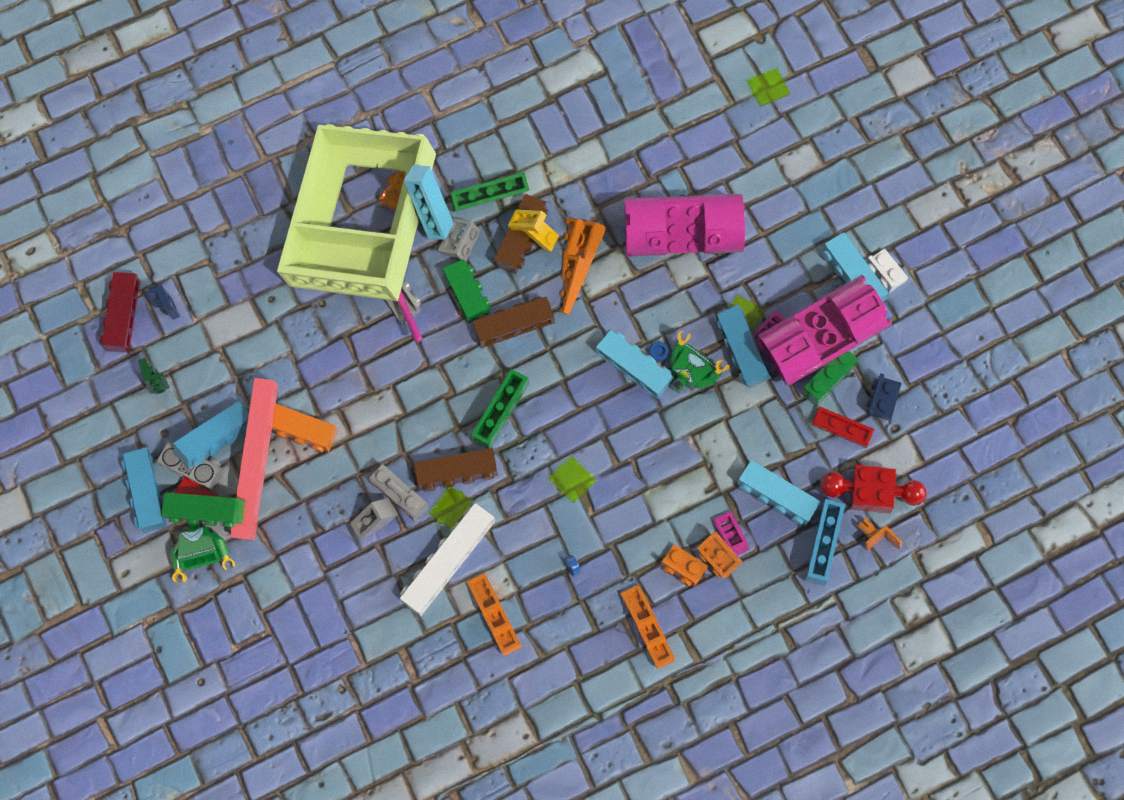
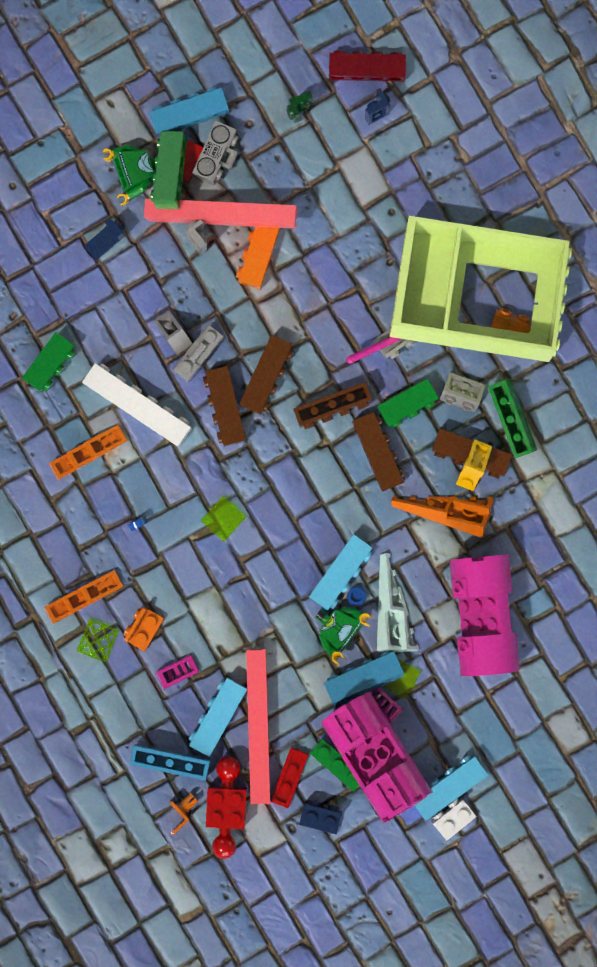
camera: 85 degrees right, 15 degrees up
(212, 435) = (243, 171): dark azure brick -> none
(268, 583) = (105, 239): none -> dark blue bracket
(278, 487) = (196, 237): none -> light grey bracket
(395, 649) = (49, 363): none -> green brick
(427, 427) = (266, 374): none -> reddish brown brick
(428, 202) = (489, 359): medium azure brick -> none
(450, 507) = (187, 404): clear neon green piece -> none
(462, 360) = (333, 404): none -> reddish brown brick
(500, 409) = (285, 444): green brick -> none
(677, 317) = (393, 626): none -> light aqua wedge
(689, 628) = (110, 645): none -> clear neon green window
(719, 555) = (152, 661): orange bracket -> none
(789, 453) = (258, 726): none -> coral tile

